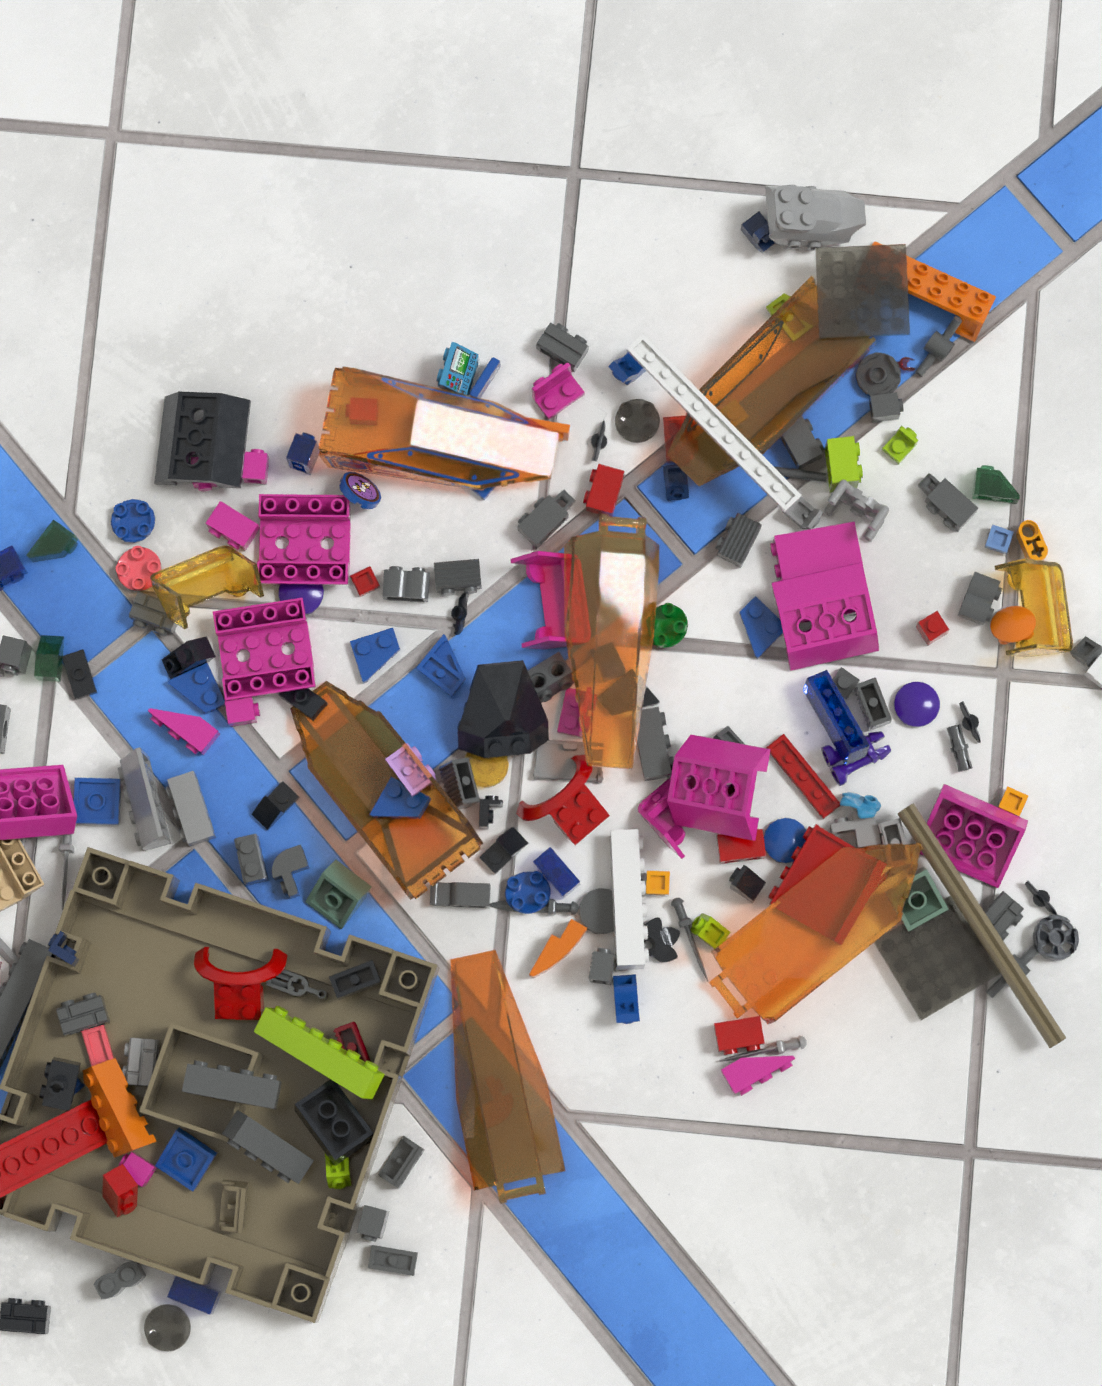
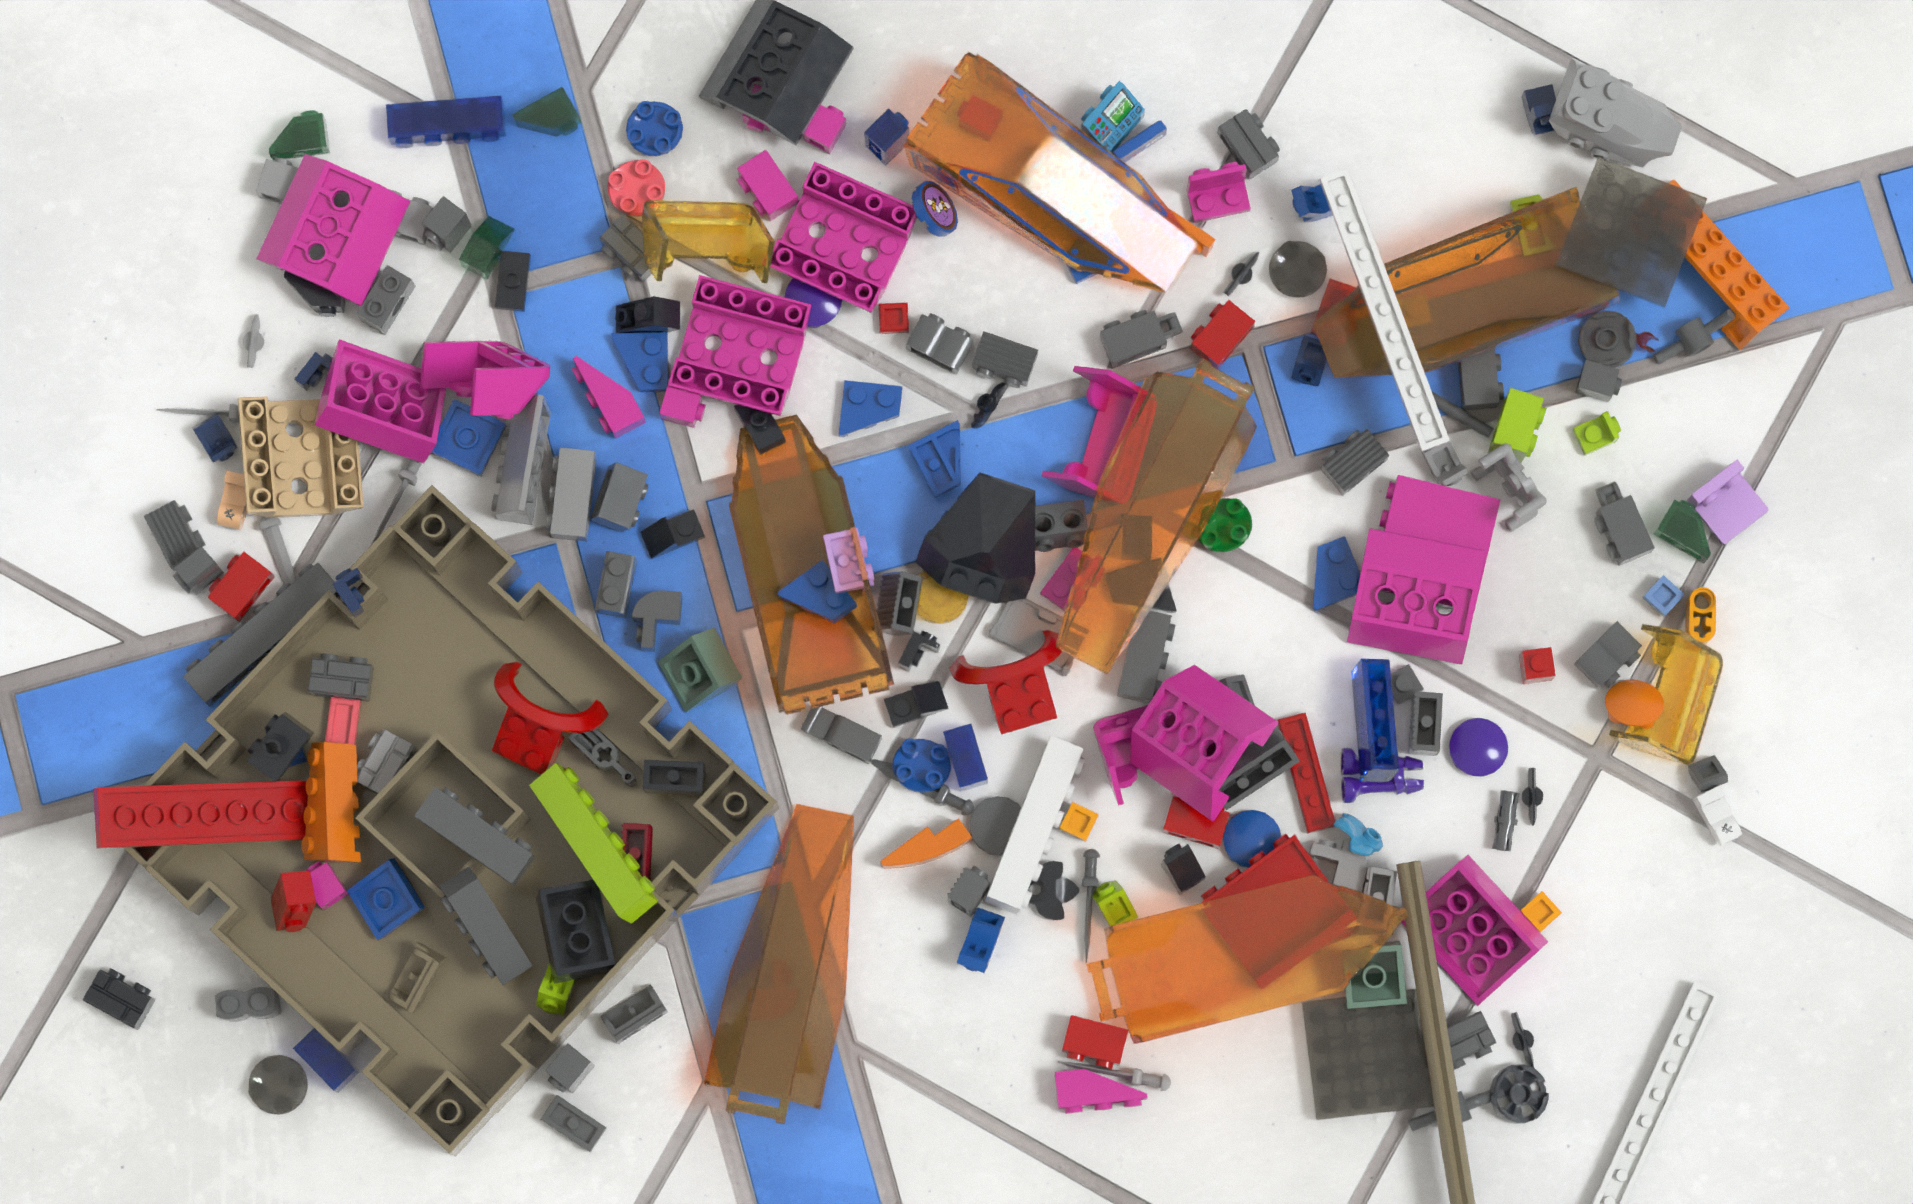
camera: 20 degrees right, 0 degrees up
(93, 746) = (490, 372): none -> dark pink windscreen
(226, 796) = (620, 497): none -> dark grey brick
(769, 787) = (1258, 767): none -> dark grey brick
(1015, 454) = (1728, 503): none -> lavender bracket

